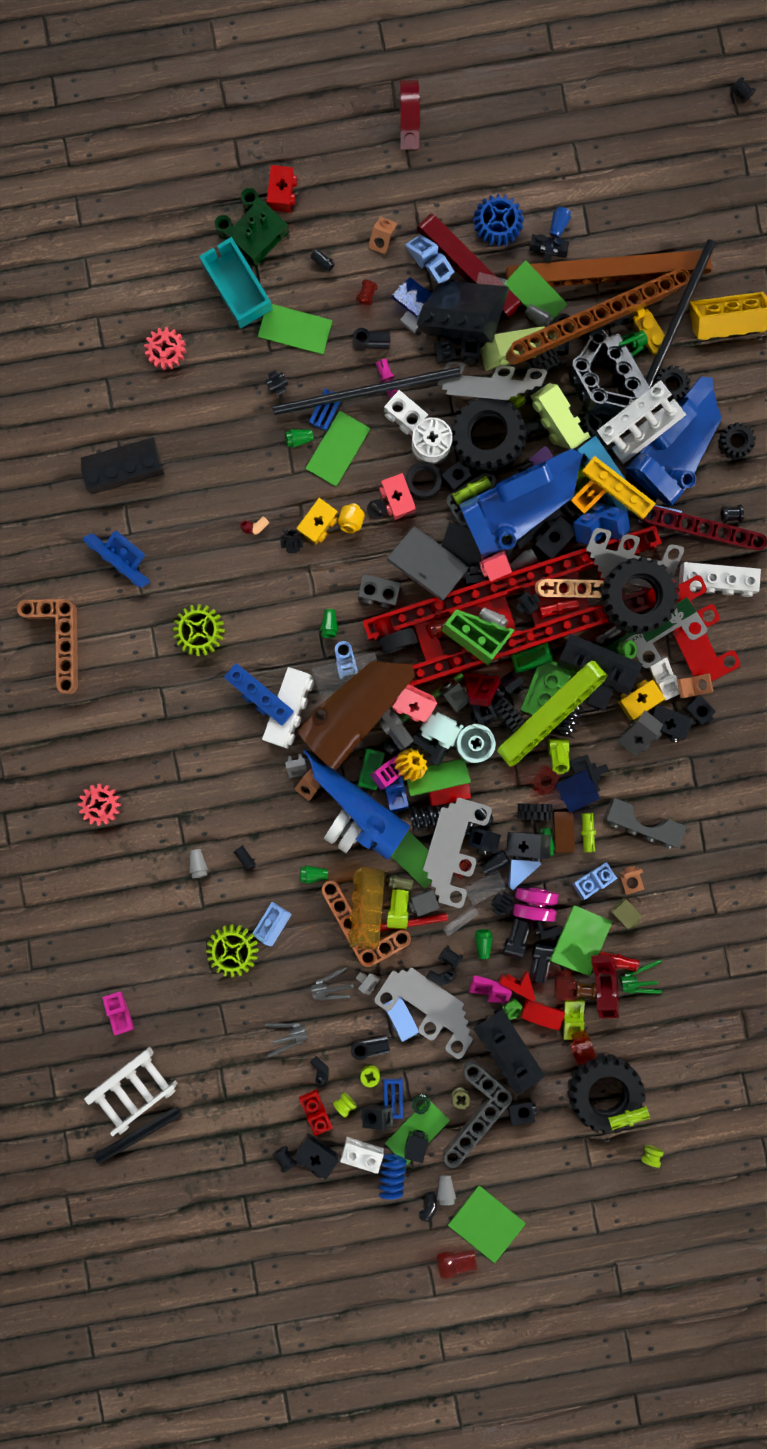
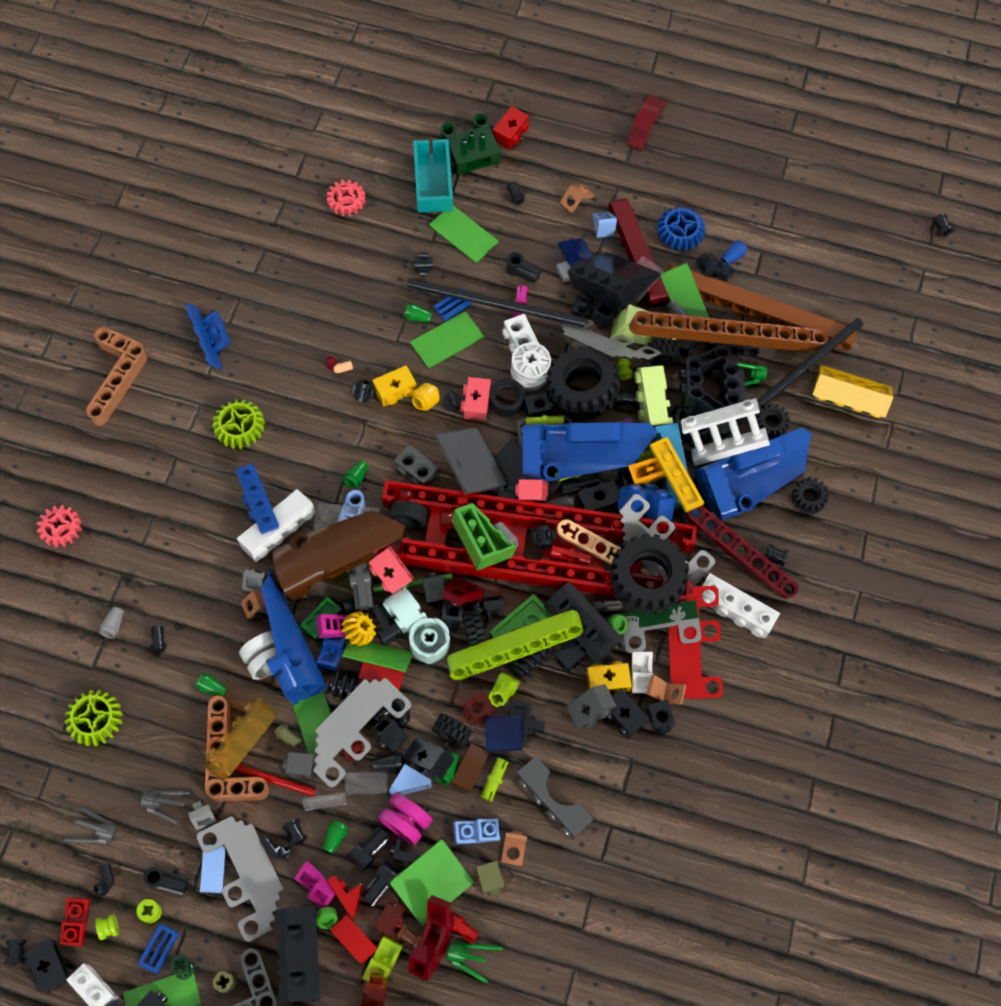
camera: 30 degrees right, 20 degrees down
(121, 466) = (254, 268): black slope -> none
(271, 924) = (145, 714): light blue slope -> none
(367, 292) = (539, 232): clear red bush -> none
(377, 1116) = (131, 955): black brick -> none
(398, 912) = (268, 763): lime piece -> none
(439, 268) = (610, 240): light blue brick -> none
(502, 904) = (373, 805): black gear -> none
(532, 658) = (524, 590): green tile -> none
(645, 321) = (774, 368): yellow hinge -> none

